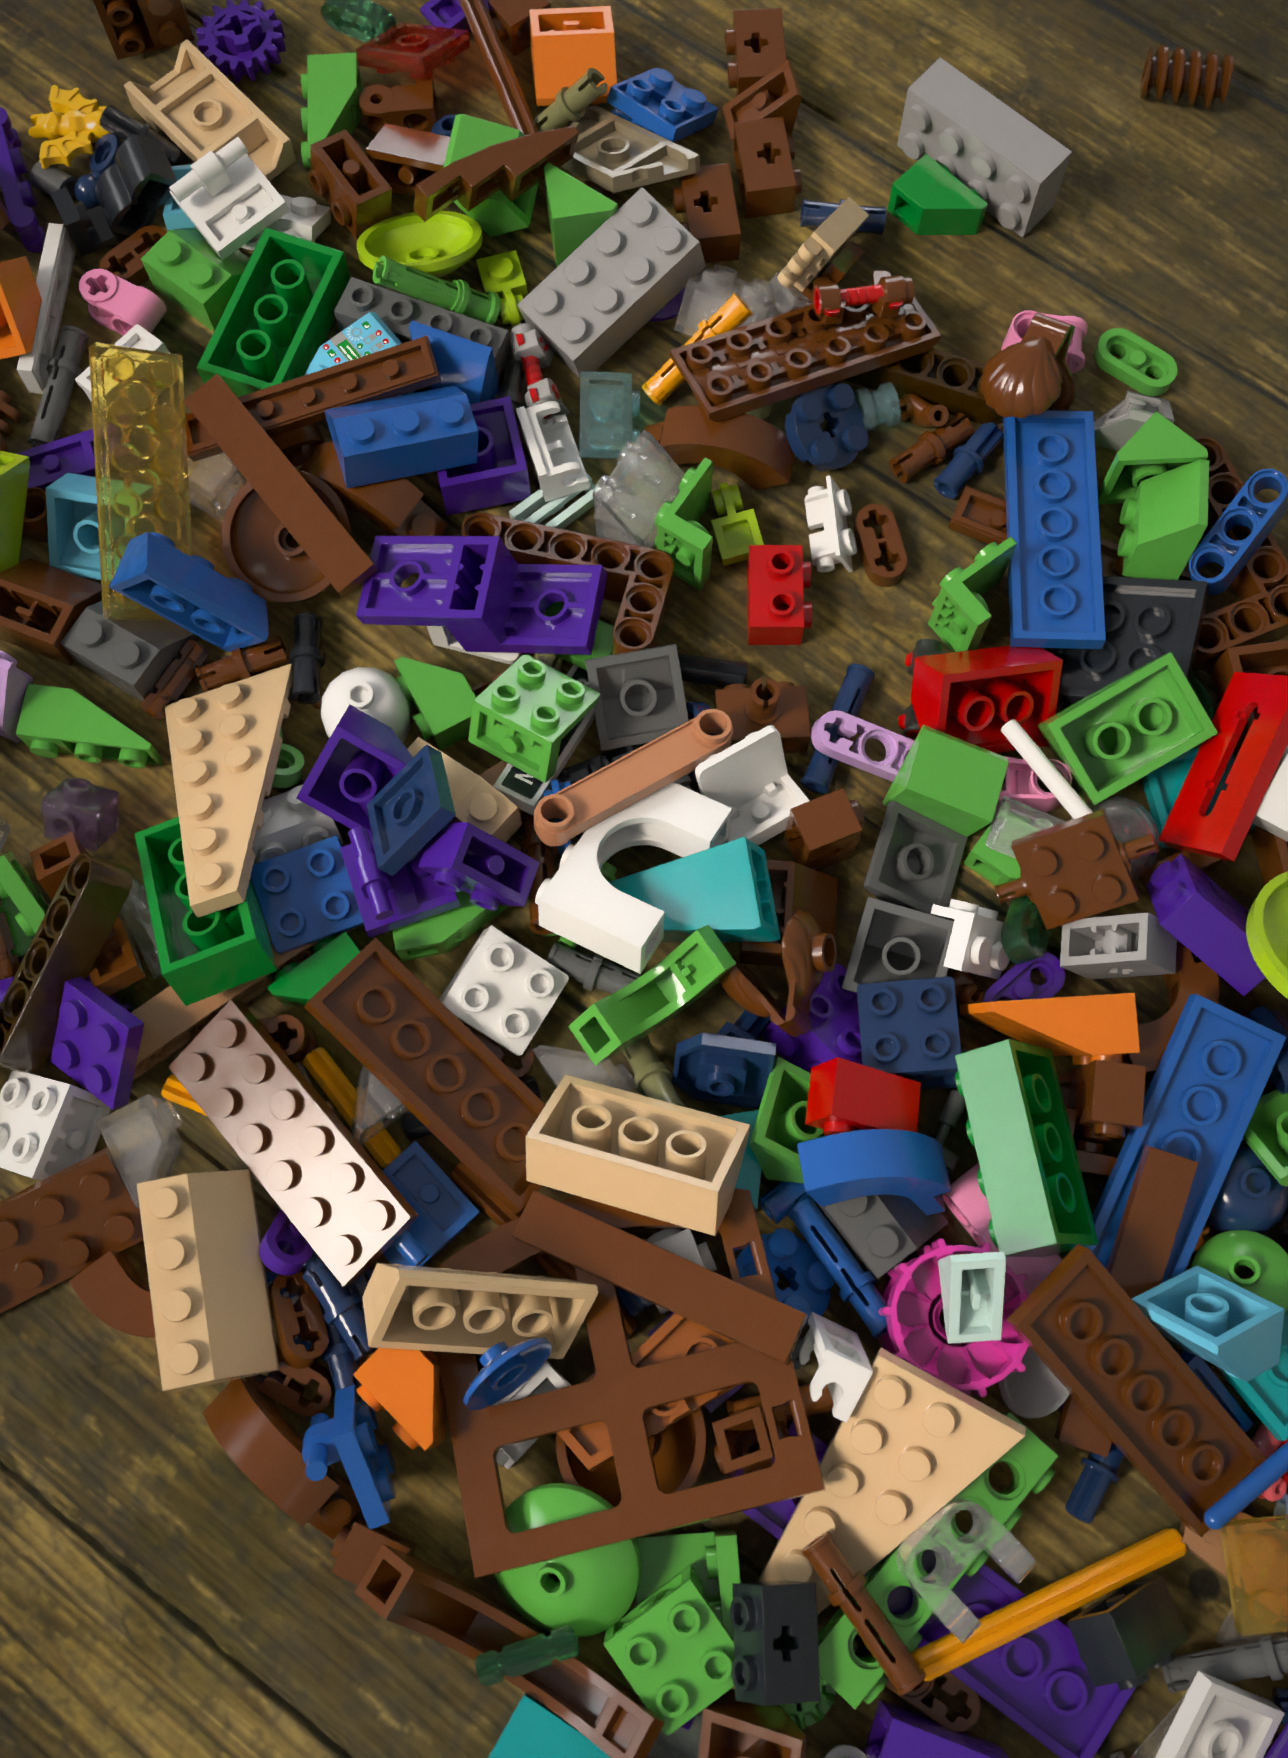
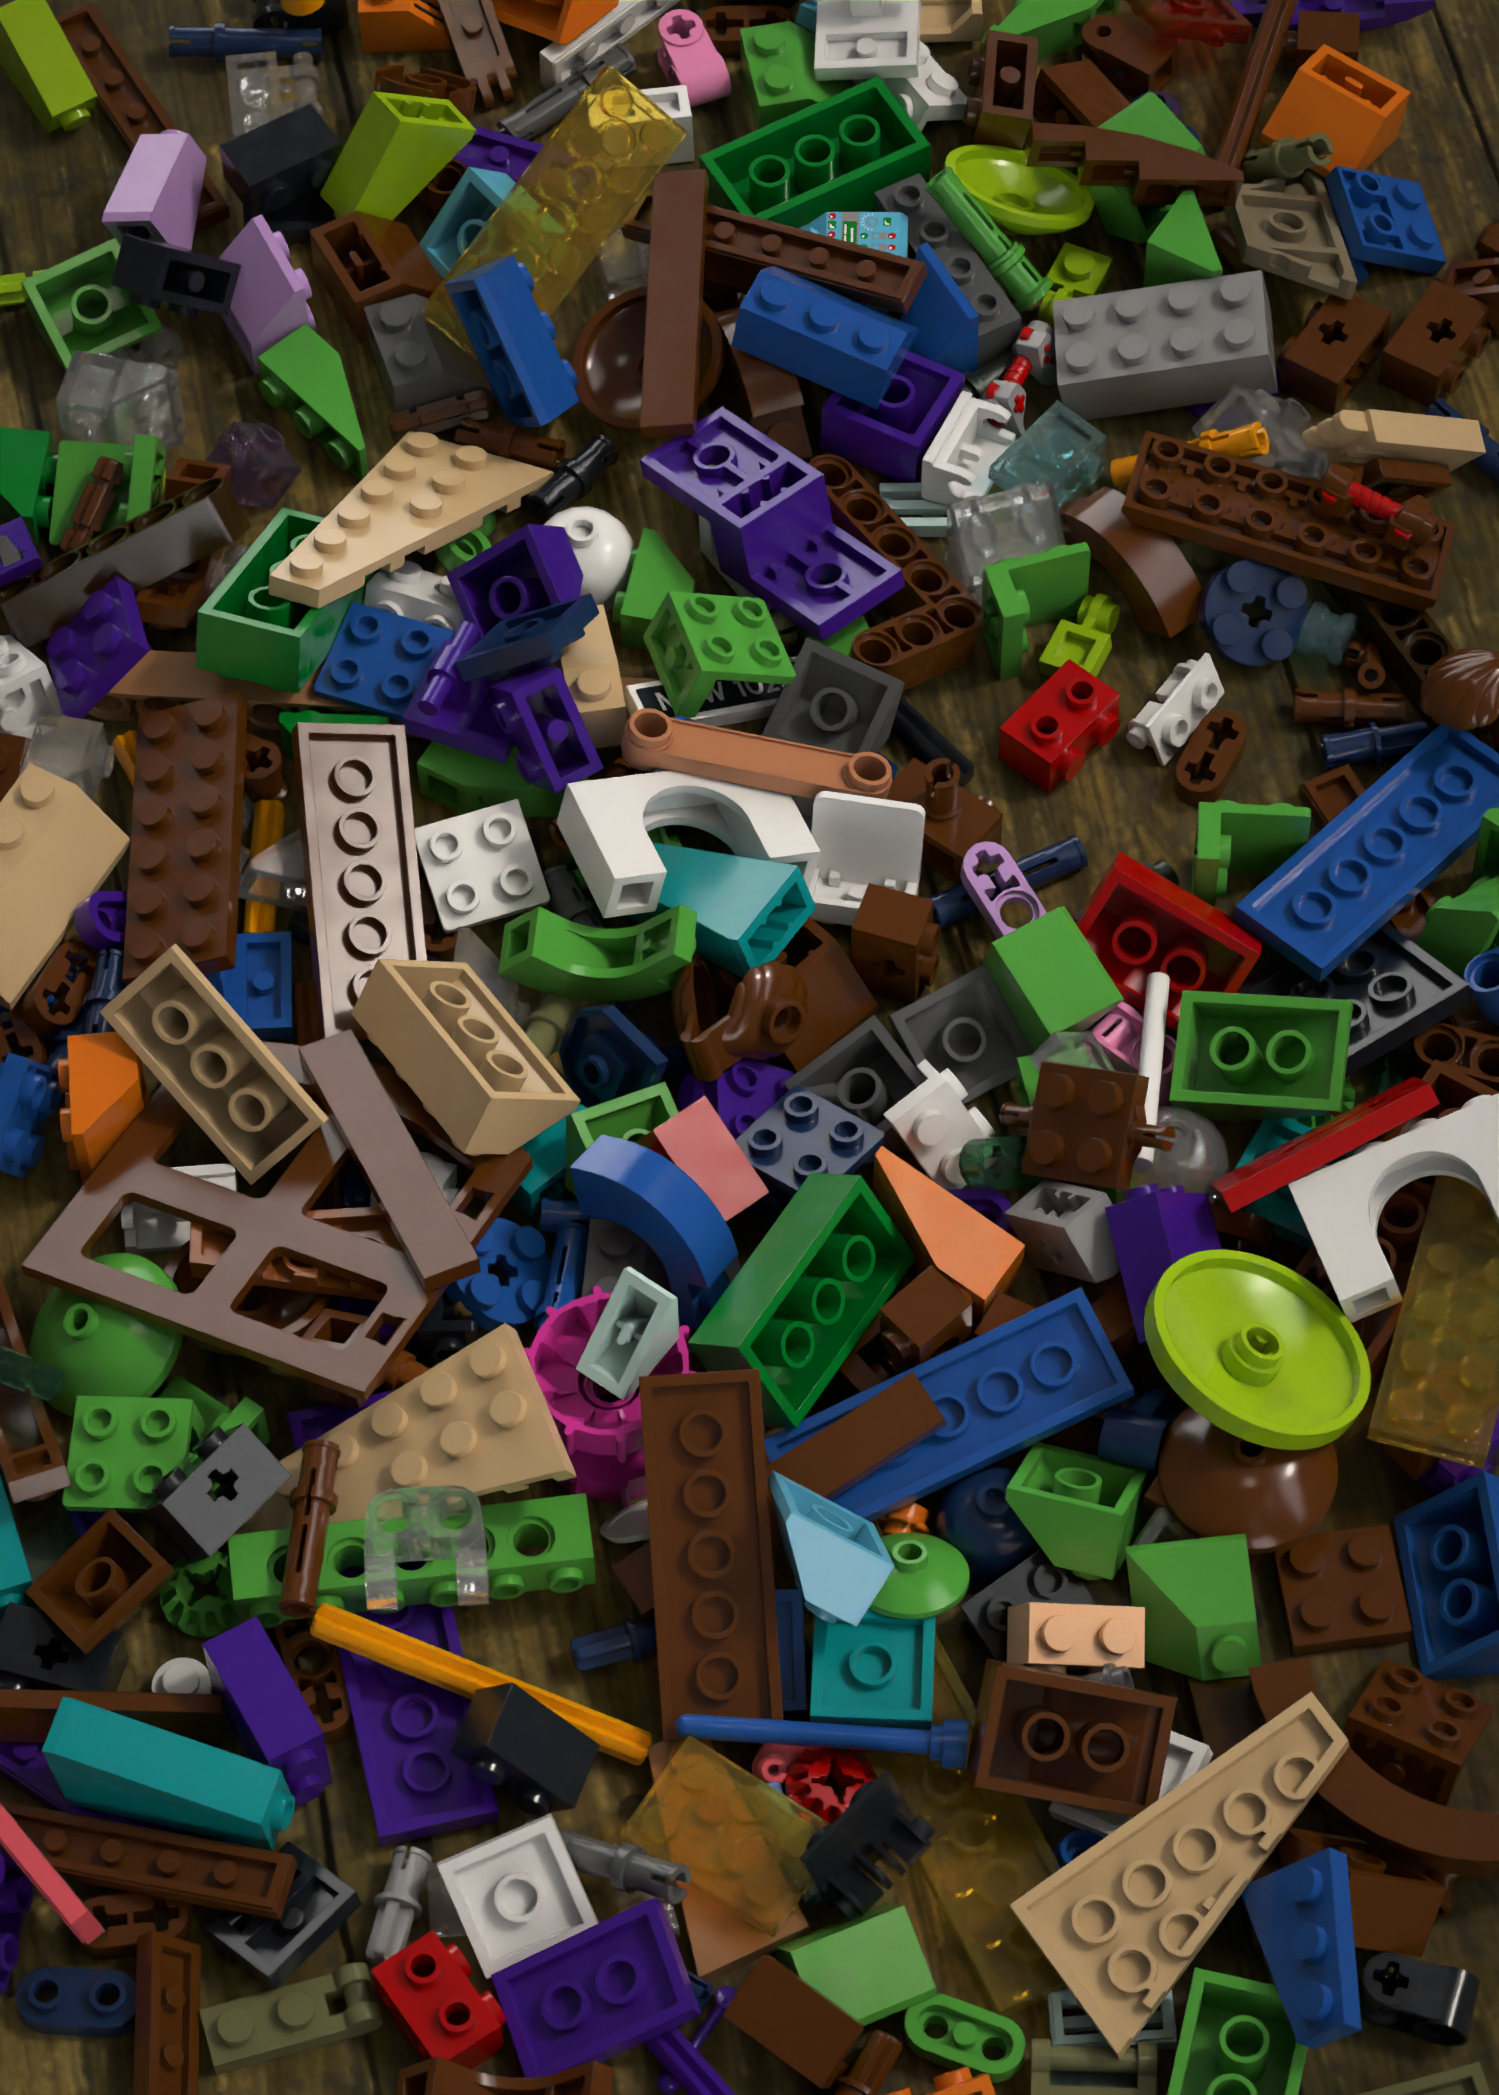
camera: 40 degrees right, 15 degrees down
(505, 1371) = (192, 1132): blue dish -> none
(841, 1364) = (471, 1315): white hinge -> none

